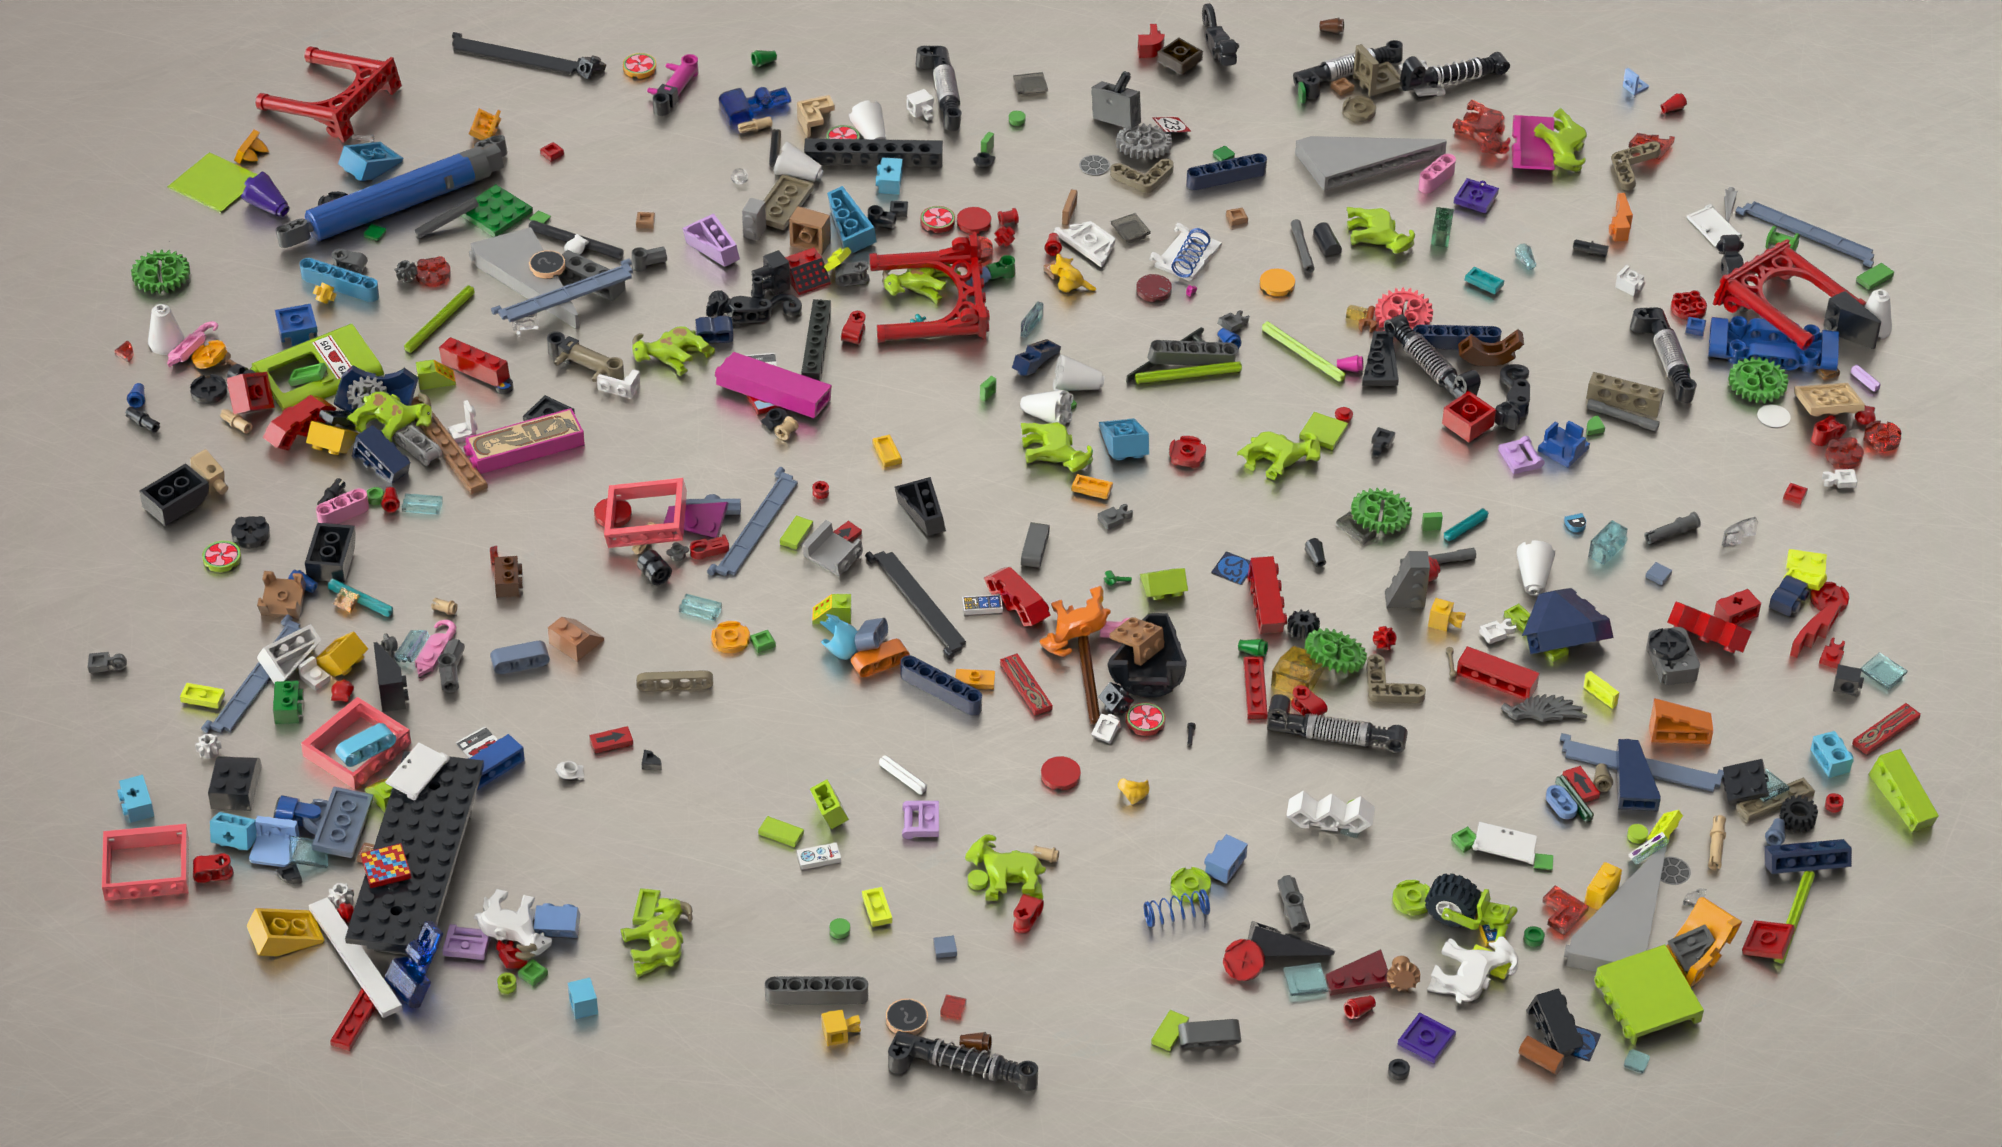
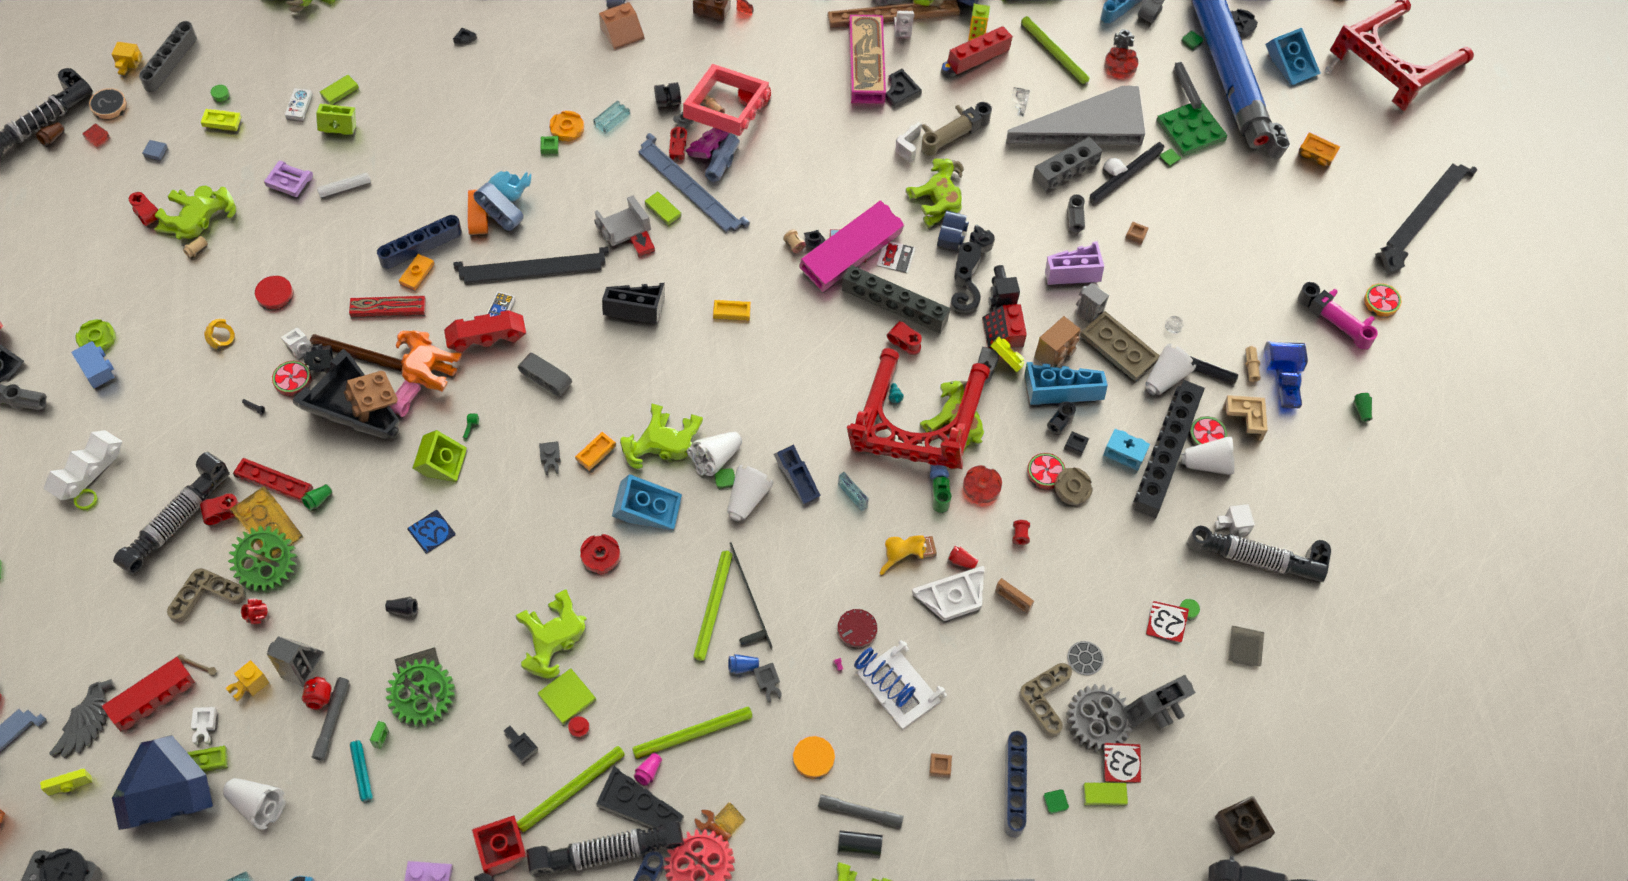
camera: 110 degrees right, 15 degrees up
(546, 264) = (1083, 126): black tile -> none
(552, 151) = (1266, 192): red tile -> none
(566, 293) = (1039, 132): sand blue piece -> none
(611, 739) = (501, 19): red tile -> none
(646, 683) = (535, 72): dark tan beam -> none
(757, 287) = (980, 271): black pin -> none
(823, 486) = (705, 247): red bush -> none
(835, 605) = (549, 200): lime slope -> none
(944, 198) = (1073, 486): none -> dark tan tile
(974, 220) = (1032, 502): red tile -> none
(983, 159) = (1126, 548): black animal -> none
(987, 142) = (1148, 558): bright green tile -> none
(988, 388) = (770, 415): bright green tile -> none
(1004, 236) = (989, 514): red gear -> none
(1036, 126) = (1167, 621): none -> sticker
(1131, 228) = (962, 645): clear smoke piece -> none
(1150, 43) = (1277, 807): red brick -> none
(1150, 918) = (77, 292): blue piece -> none
(1191, 352) = (729, 621): dark grey beam -> none
(1201, 130) = (1105, 794): none -> lime tile
(1266, 594) = (367, 530): red wedge -> none
(1302, 623) = (321, 545): black gear -> none
(1393, 402) = (570, 789): none -> lime axle

